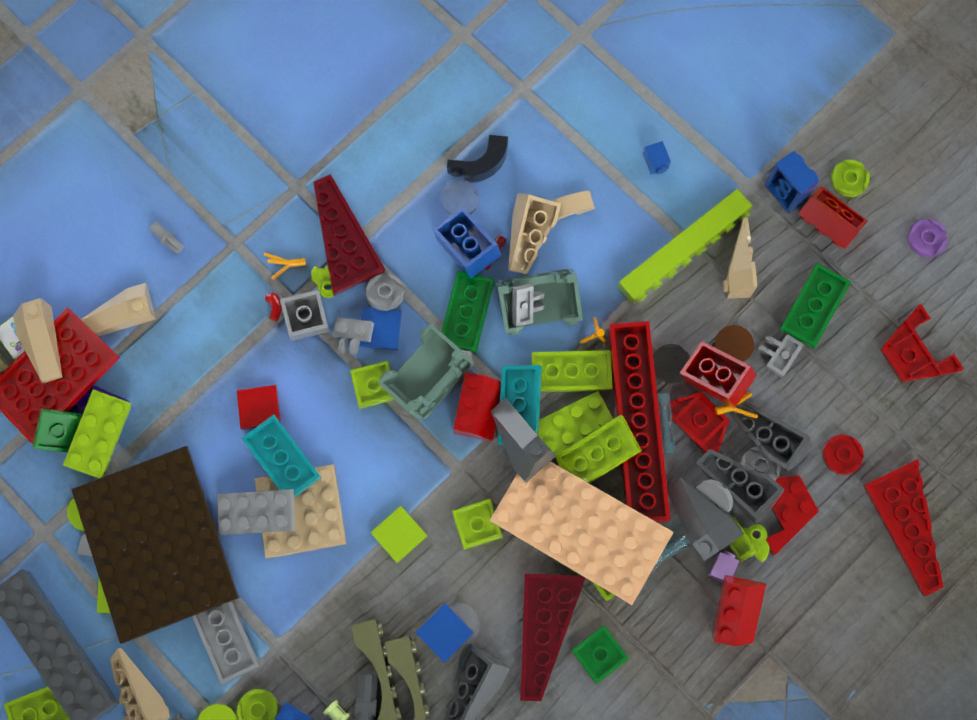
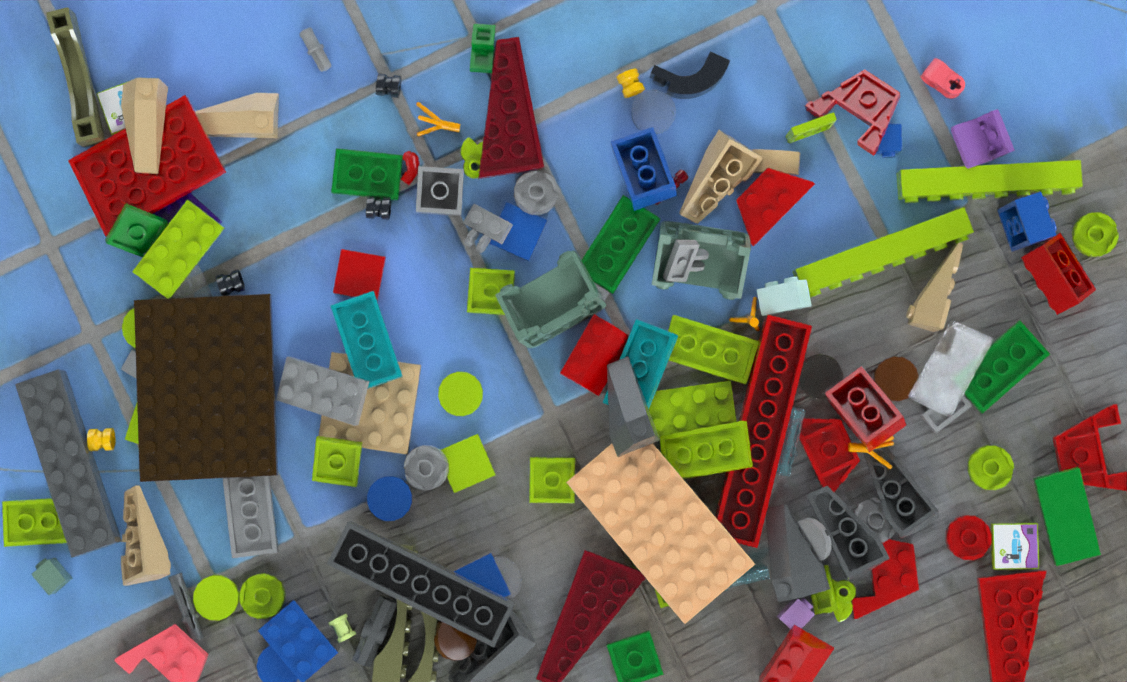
camera: 15 degrees right, 10 degrees up
(76, 619) = (98, 439): none -> yellow wheel
(151, 448) = (230, 283): none -> black wheel
(235, 246) = (388, 85): none -> black wheel
(240, 323) = (367, 174): none -> green tile
(257, 346) = (378, 208): none -> black wheel
(287, 569) = (336, 461): none -> lime tile
(304, 193) = (482, 48): none -> green slope
(342, 586) = (389, 498): none -> blue tile
(366, 549) = (426, 467): none -> light grey tile
(375, 477) = (460, 393): none -> lime tile
(392, 646) = (421, 583): none -> dark grey brick
(433, 181) = (630, 83): none -> yellow wheel
(438, 687) = (453, 643): none -> reddish brown tile
(578, 235) = (769, 201): none -> red wing
(591, 167) = (811, 128): none -> lime tile
(617, 306) = (784, 297): none -> light aqua brick
(626, 132) = (867, 100): none -> wing
(682, 97) = (941, 78): none -> coral piece
(732, 132) = (982, 139): none -> medium lavender bracket
(747, 163) = (989, 180): none -> lime brick
(775, 319) = (950, 368): none -> clear tile
(839, 390) = (990, 467): none -> lime tile
(884, 448) = (1015, 546): none -> tile
(917, 408) = (1067, 516): none -> green tile

